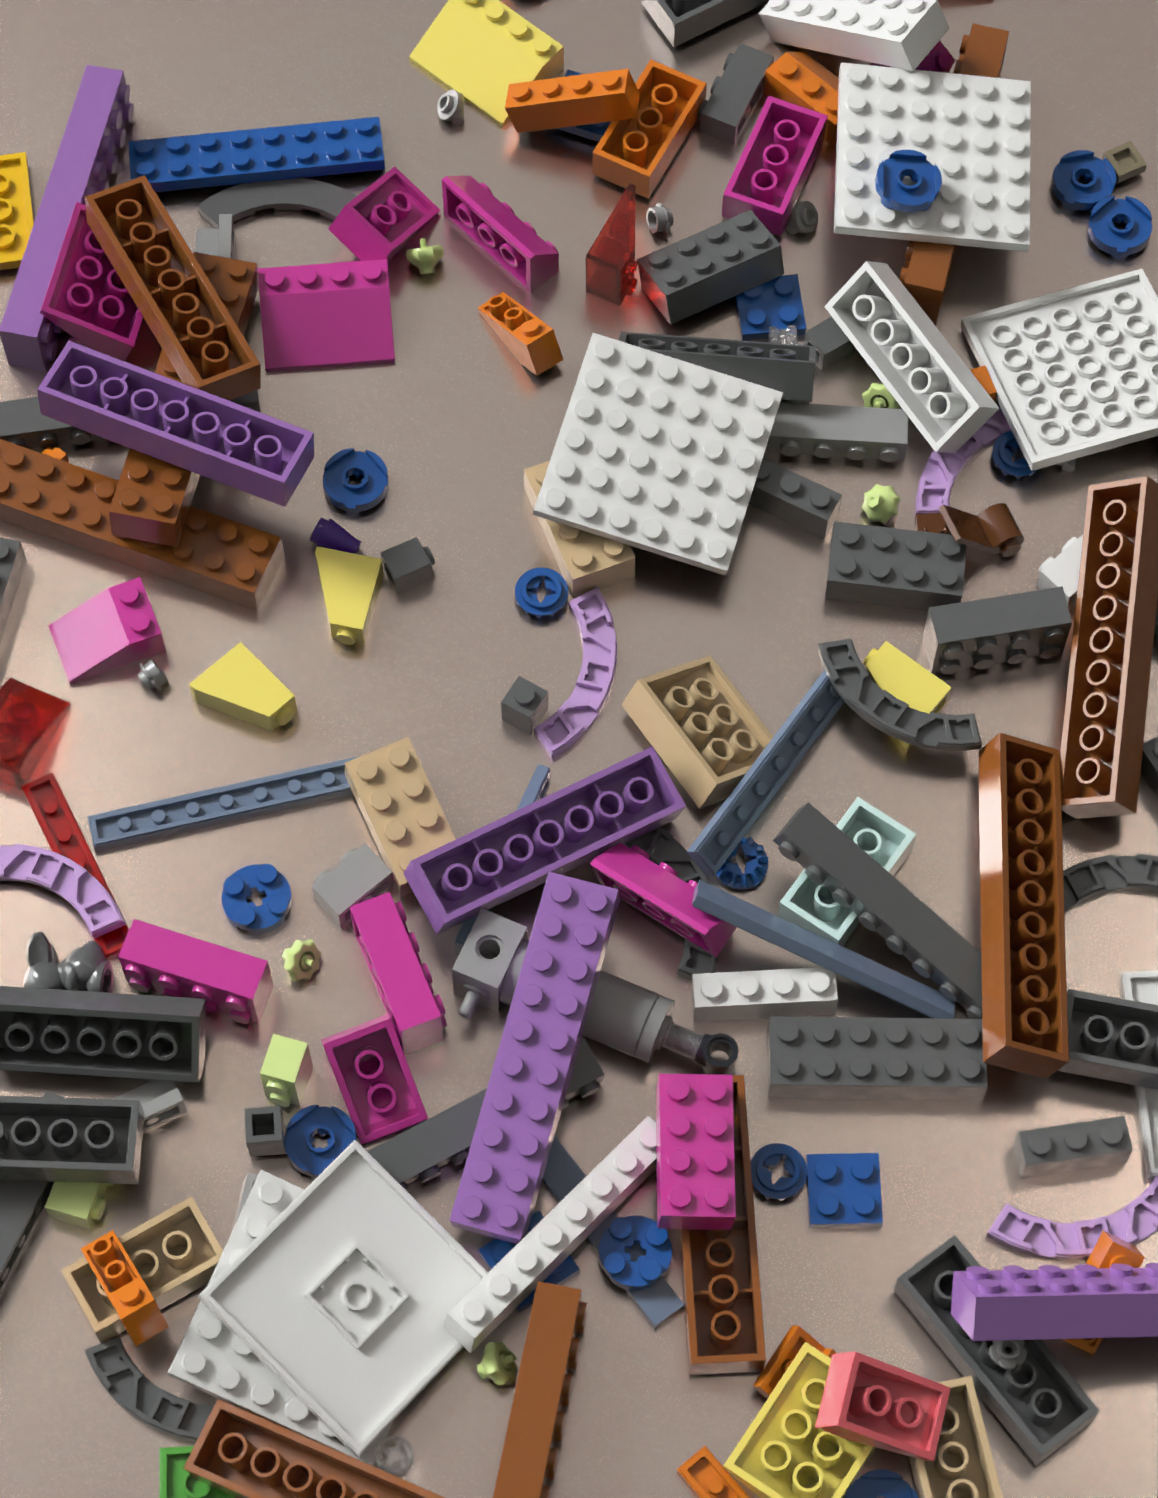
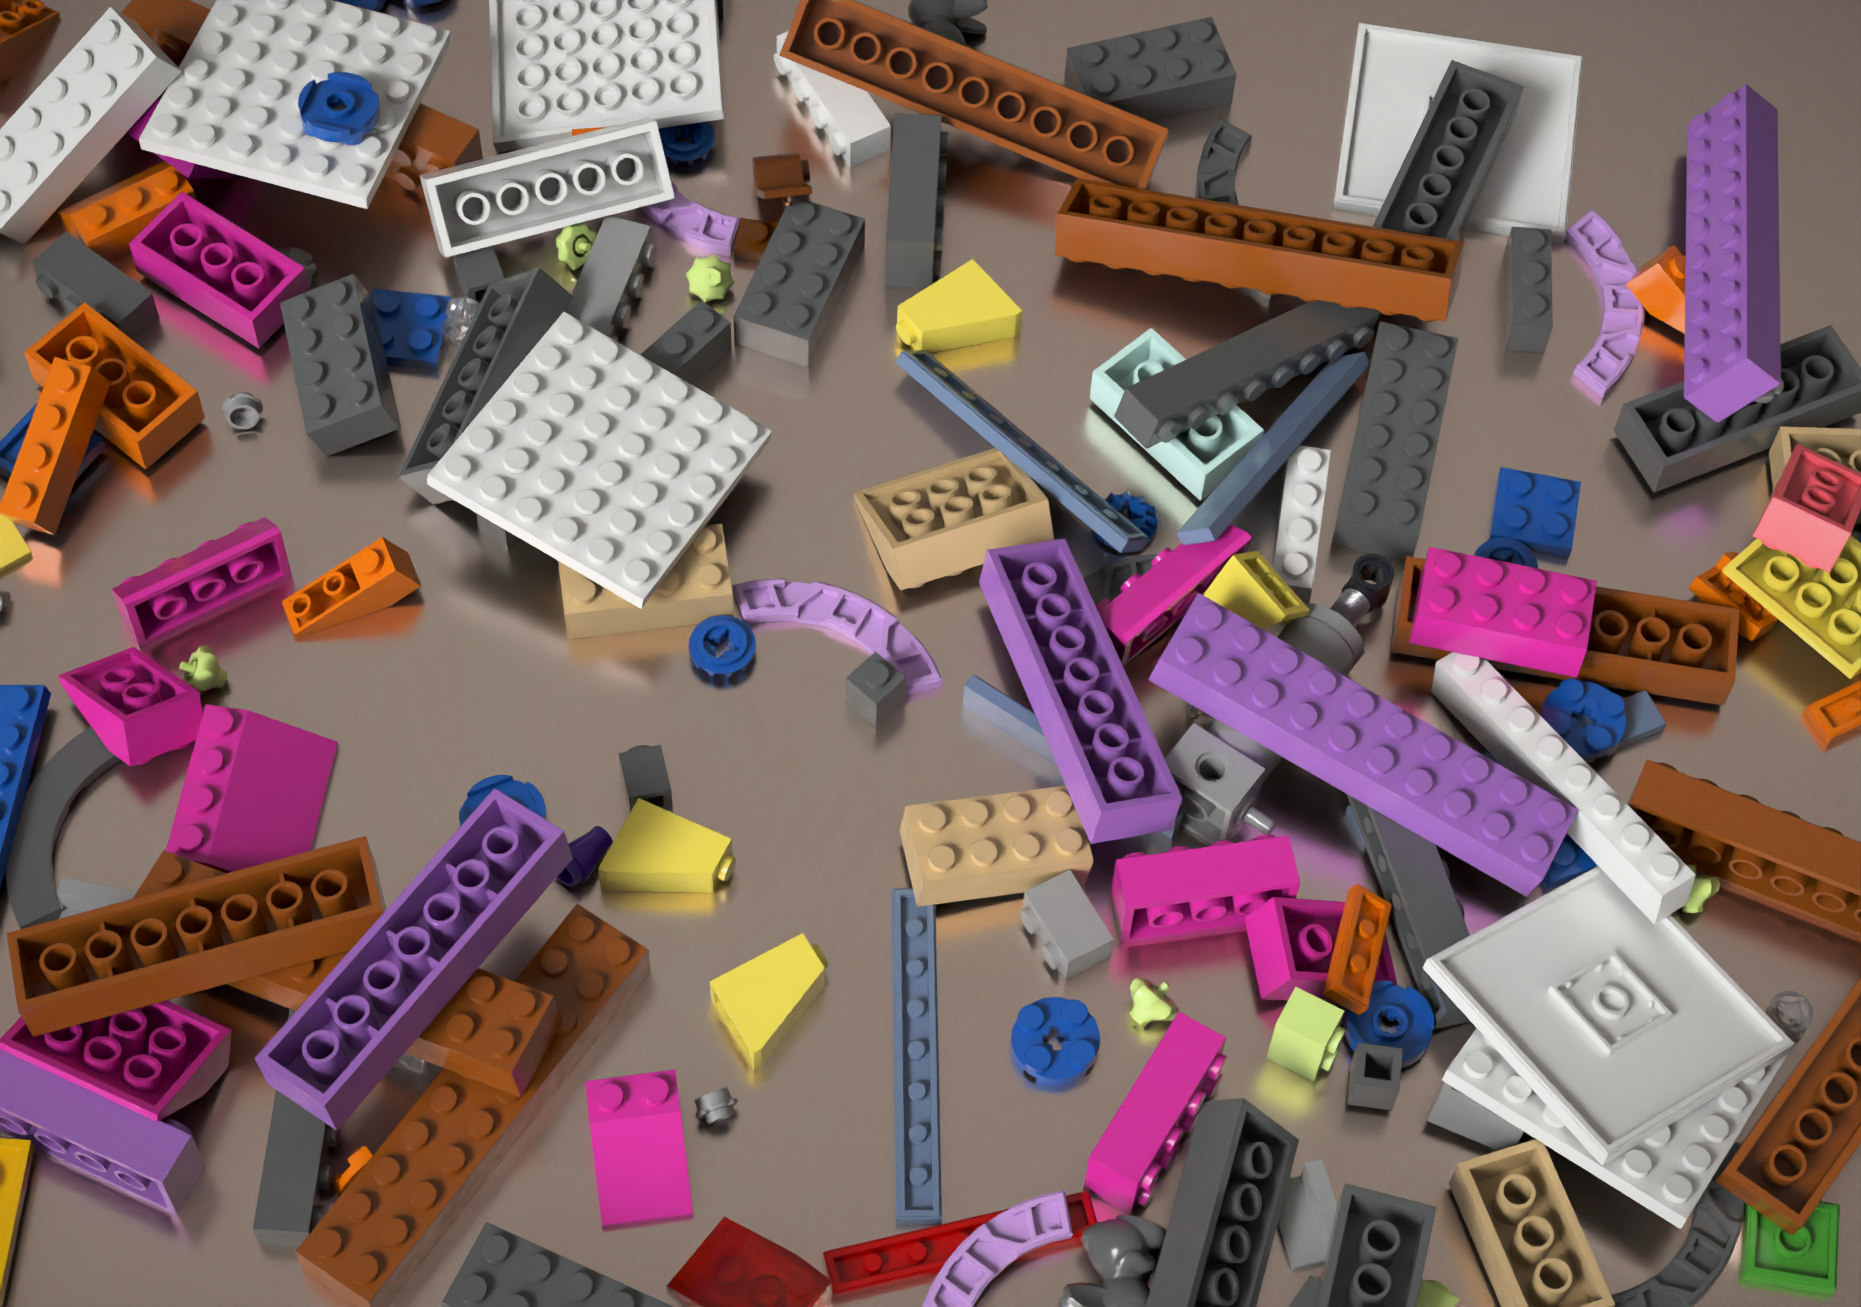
camera: 80 degrees left, 5 degrees down
(124, 1288) = (1571, 1252): orange slope -> none
(373, 1100) = (1357, 949): none -> orange tile
(612, 256) = (282, 451): clear red slope -> none
(660, 952) = (1256, 592): none -> light yellow slope
(887, 712) = (986, 325): dark grey tile -> none

